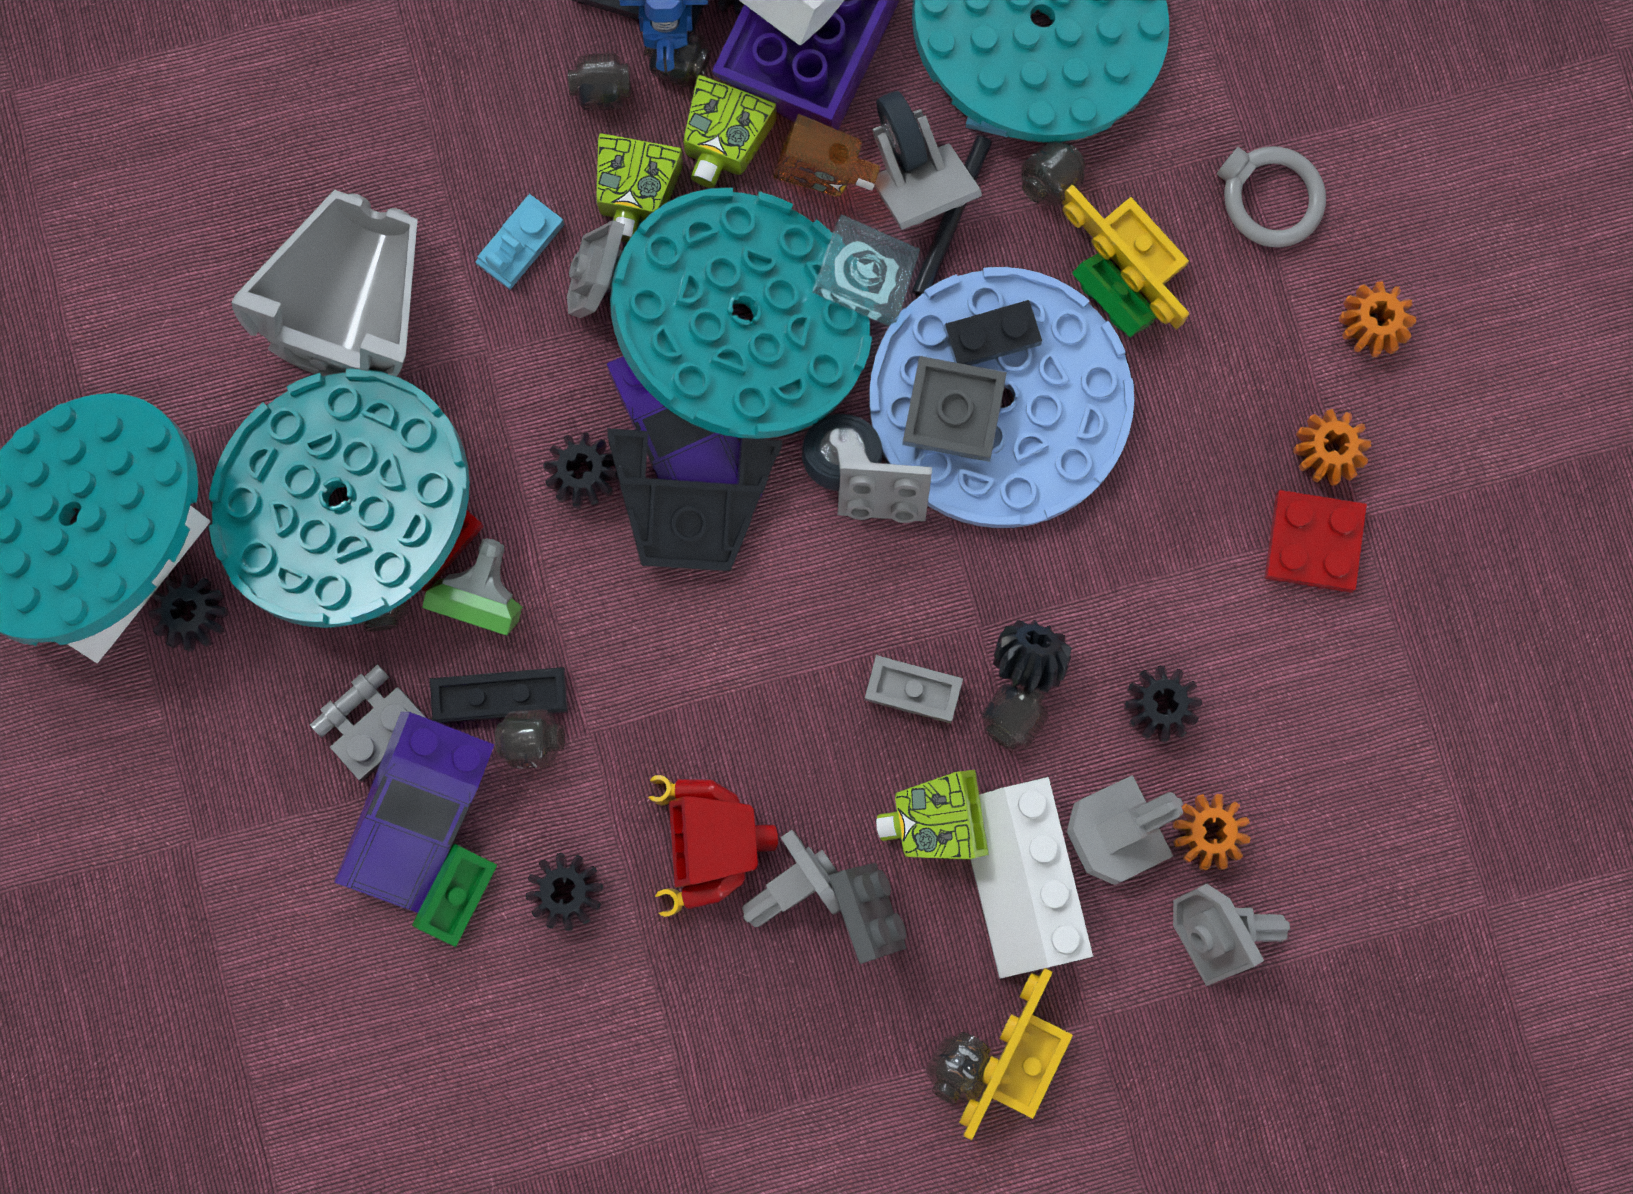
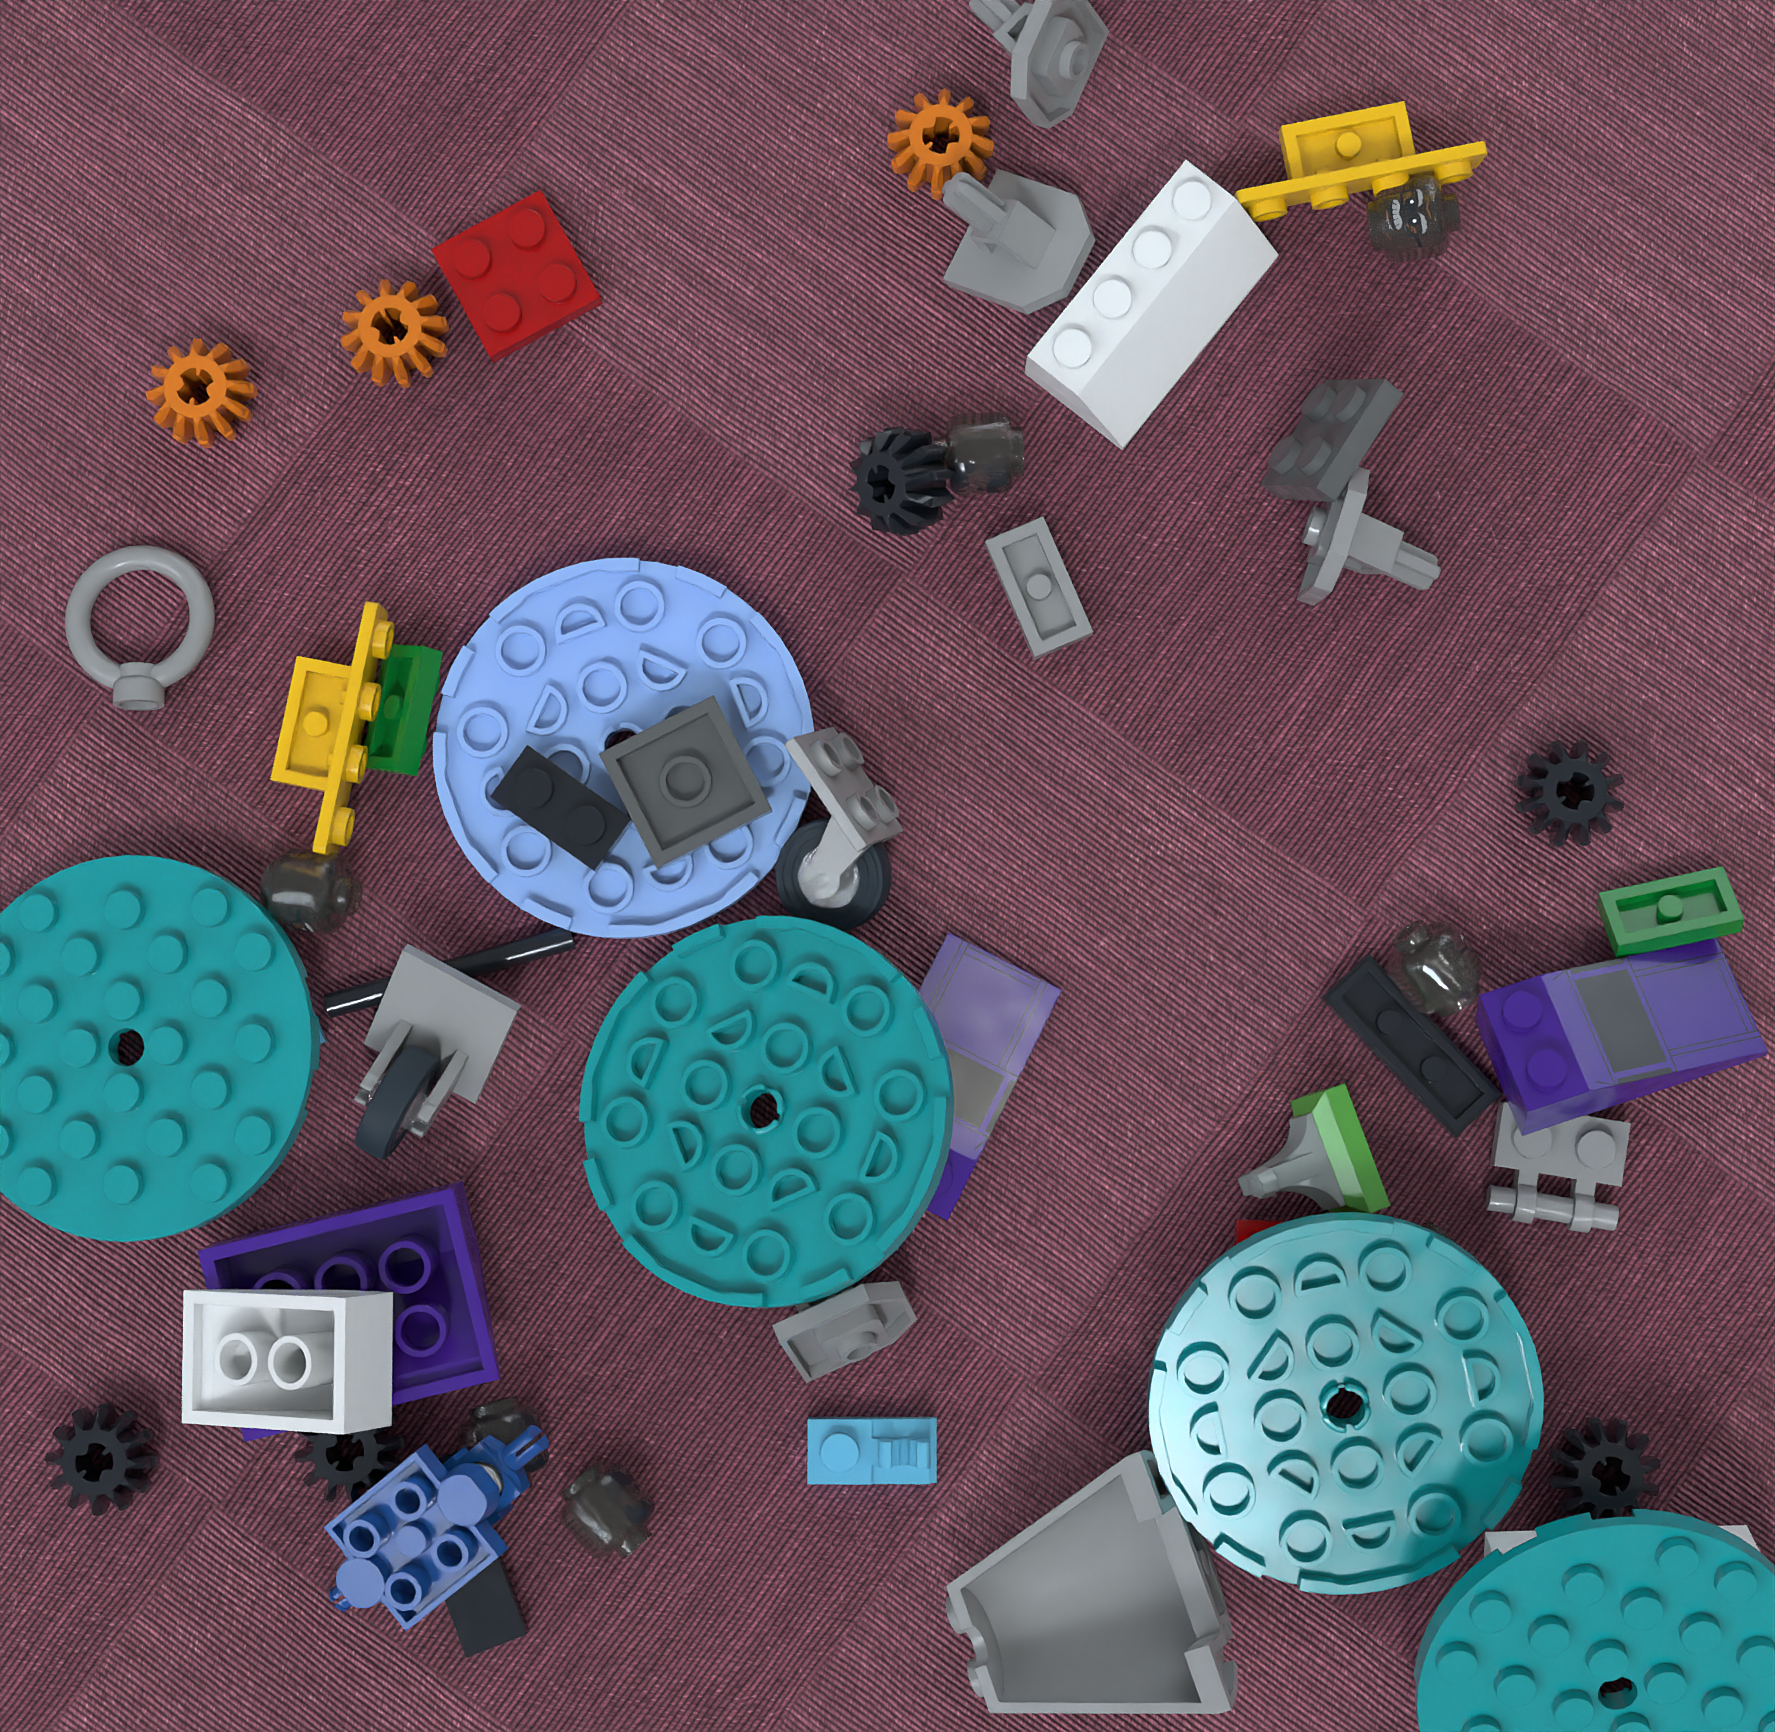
camera: 120 degrees left, 5 degrees up
(569, 460) = (1082, 1177): black gear -> none
(634, 179) = (700, 1369): lime torso -> none
(684, 519) = (1049, 987): black wing -> none
(711, 841) = (1388, 675): red torso -> none
(724, 129) = (553, 1315): lime torso -> none
(823, 159) = (513, 1190): clear orange torso -> none
(866, 270) = (596, 1014): clear light blue tile -> none
(938, 819) = (1165, 444): lime torso -> none
(1177, 701) = (816, 295): black gear -> none

